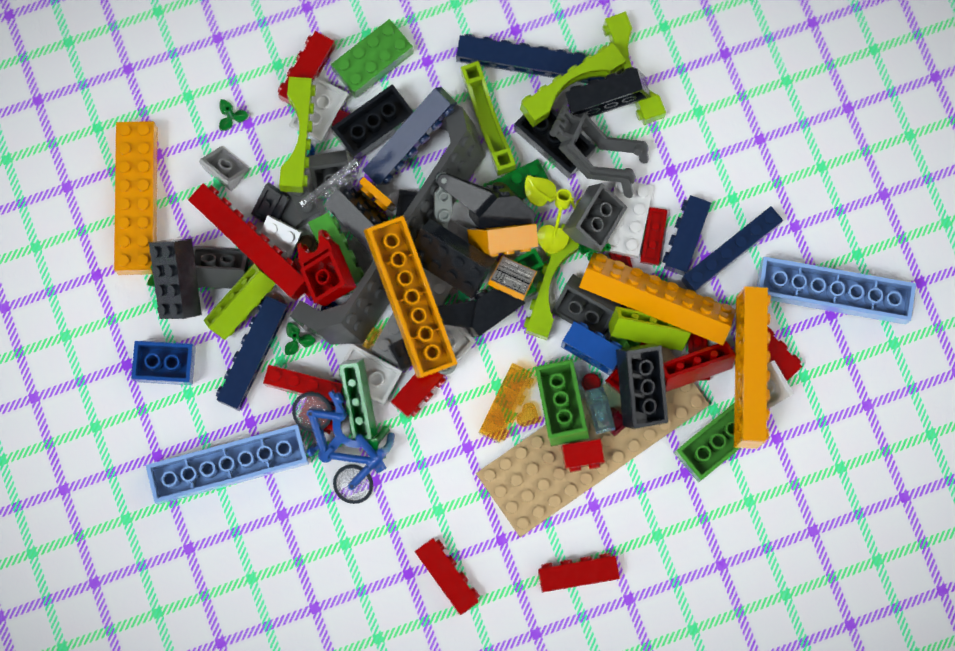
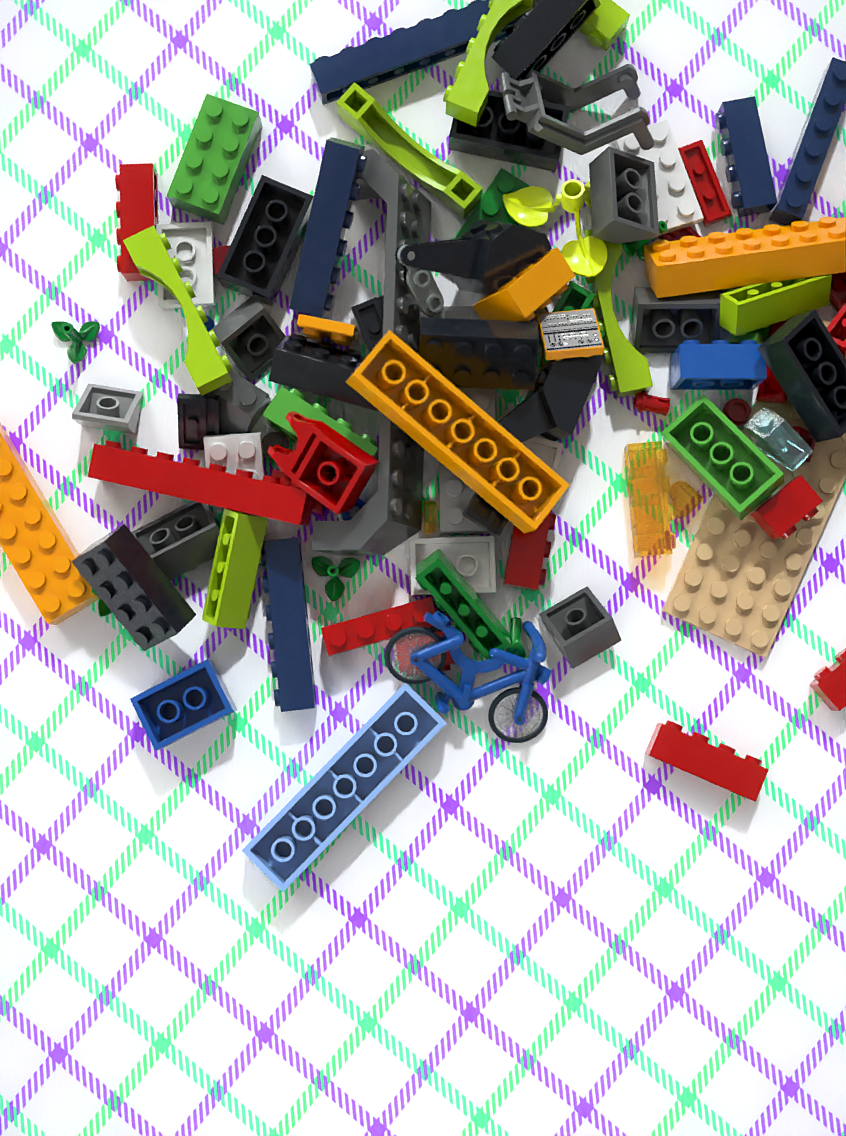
camera: 30 degrees left, 5 degrees up
(343, 177) = (262, 356): clear wing -> none
(420, 454) = (580, 627): none -> dark grey slope
(542, 348) = (651, 403): none -> red pin

